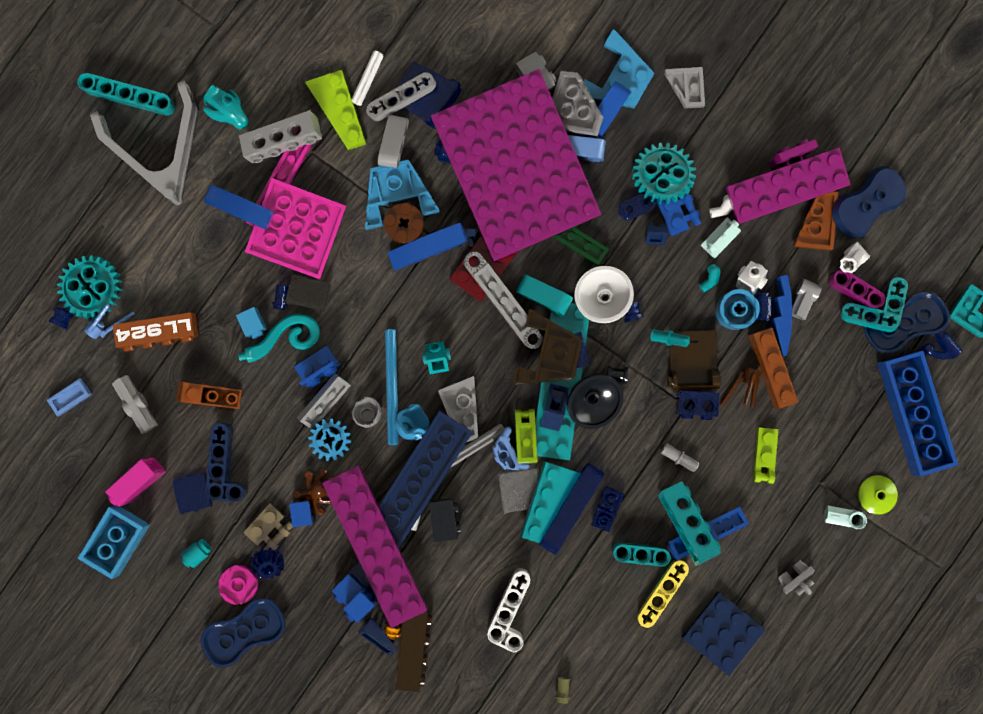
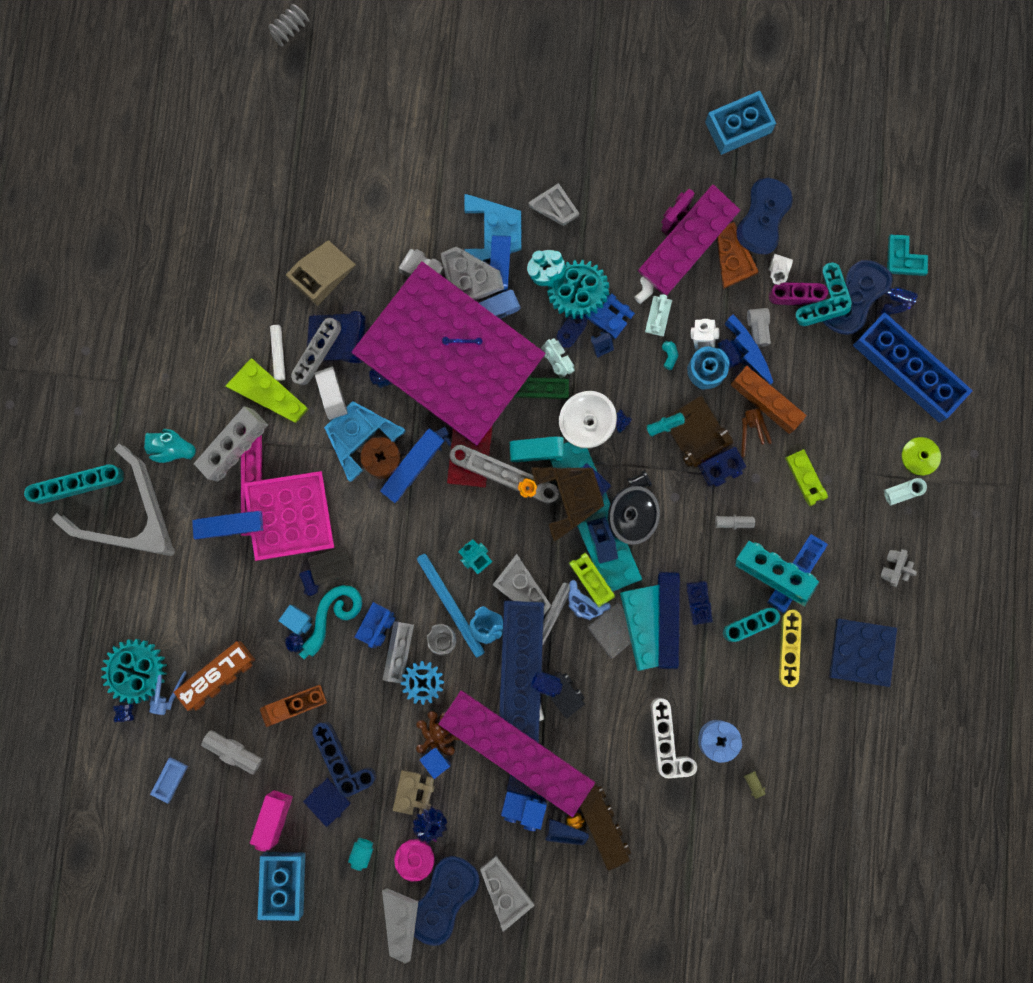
camera: 25 degrees left, 5 degrees down
(196, 630) = (400, 923): none -> light grey wing
(239, 341) = (294, 642): none -> clear blue plate
(299, 657) = (506, 894): none -> light grey wing
(434, 503) = (546, 684): none -> clear blue brick
(445, 27) = (320, 272): none -> dark tan slope
(516, 319) = (532, 488): none -> light orange plate
(519, 153) = (445, 340): none -> clear blue hinge
(562, 644) = (730, 744): none -> medium blue brick
(609, 232) = (560, 365): none -> light aqua hinge
(650, 128) = (541, 259): none -> plate
(898, 104) = (740, 122): none -> dark azure brick

